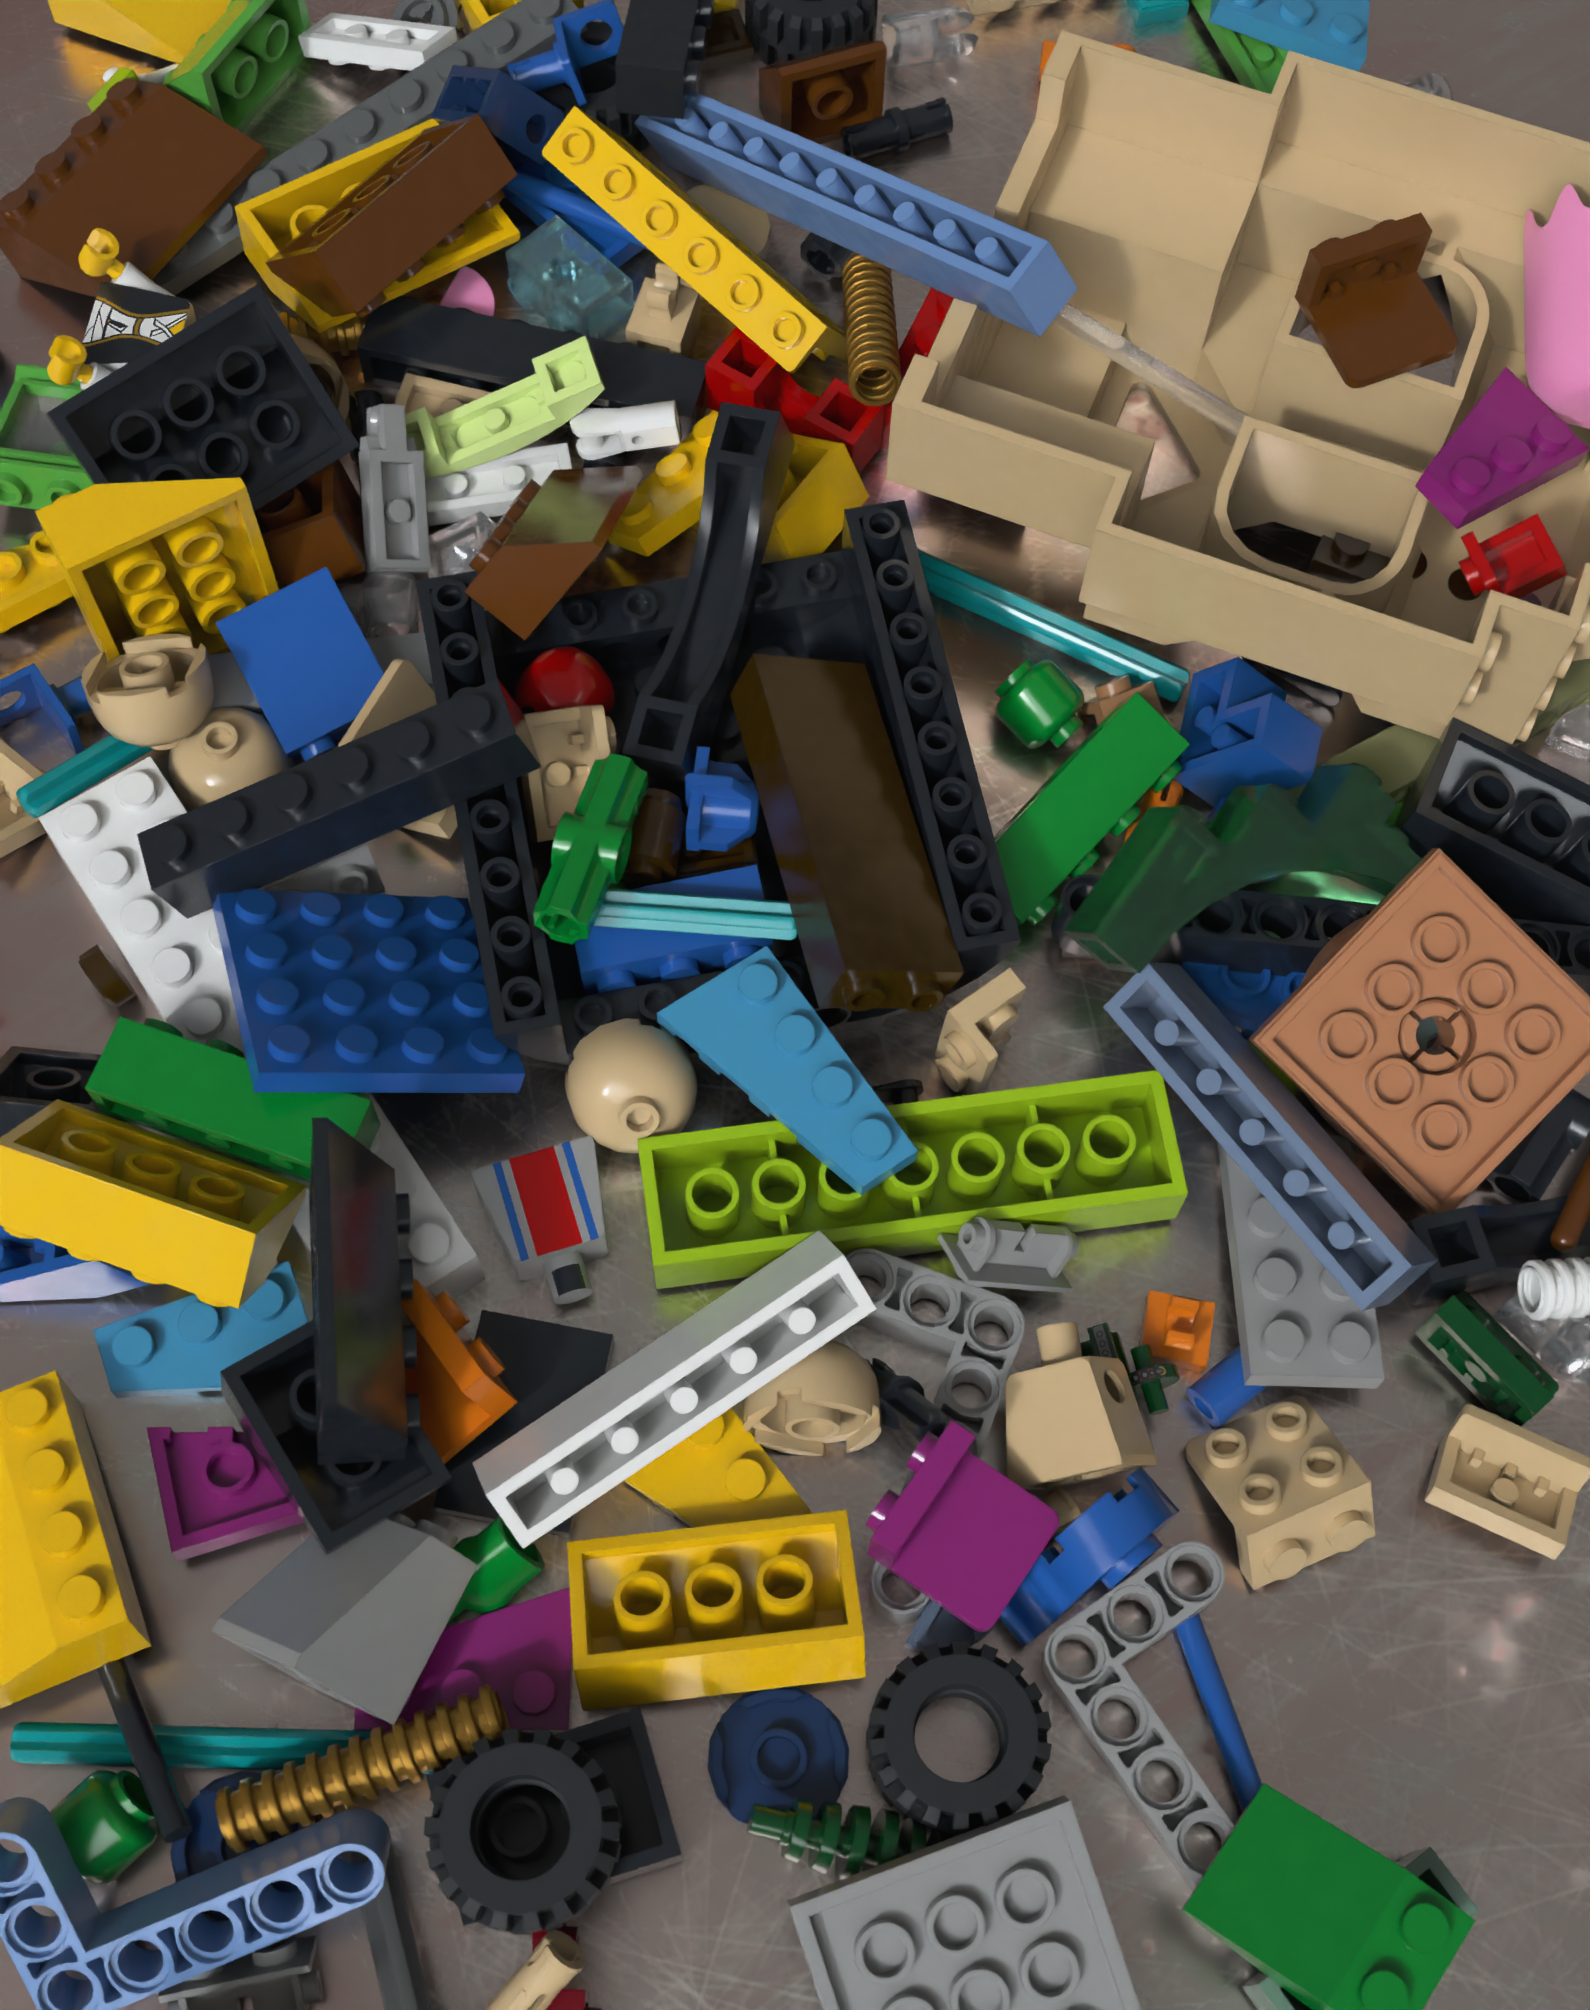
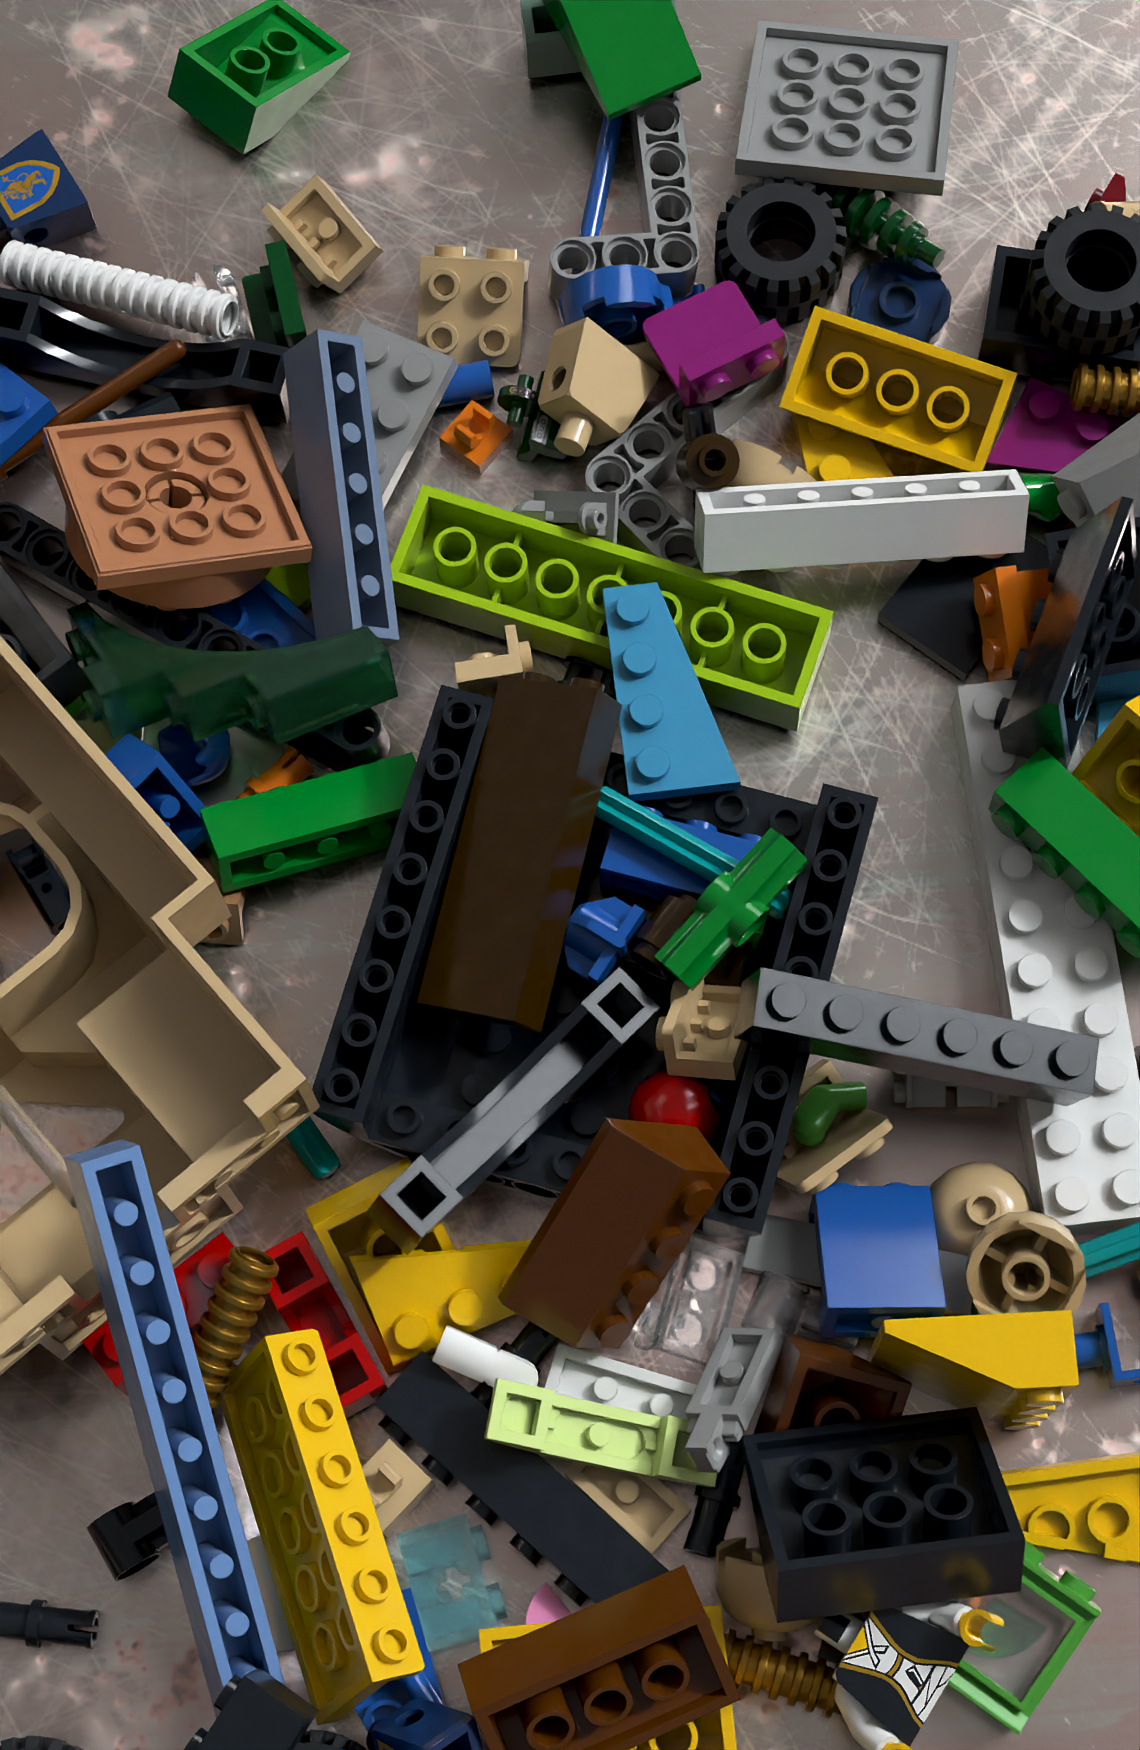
camera: 145 degrees left, 5 degrees up
(361, 994) = (962, 904): blue plate -> none
(548, 1214) = (885, 717): torso -> none
(630, 1084) = (783, 756): tan cylinder -> none
(825, 90) = (85, 1693): reddish brown slope -> none
(882, 1352) = (691, 464): none -> dark brown brick
(1039, 704) = (280, 943): green head -> none

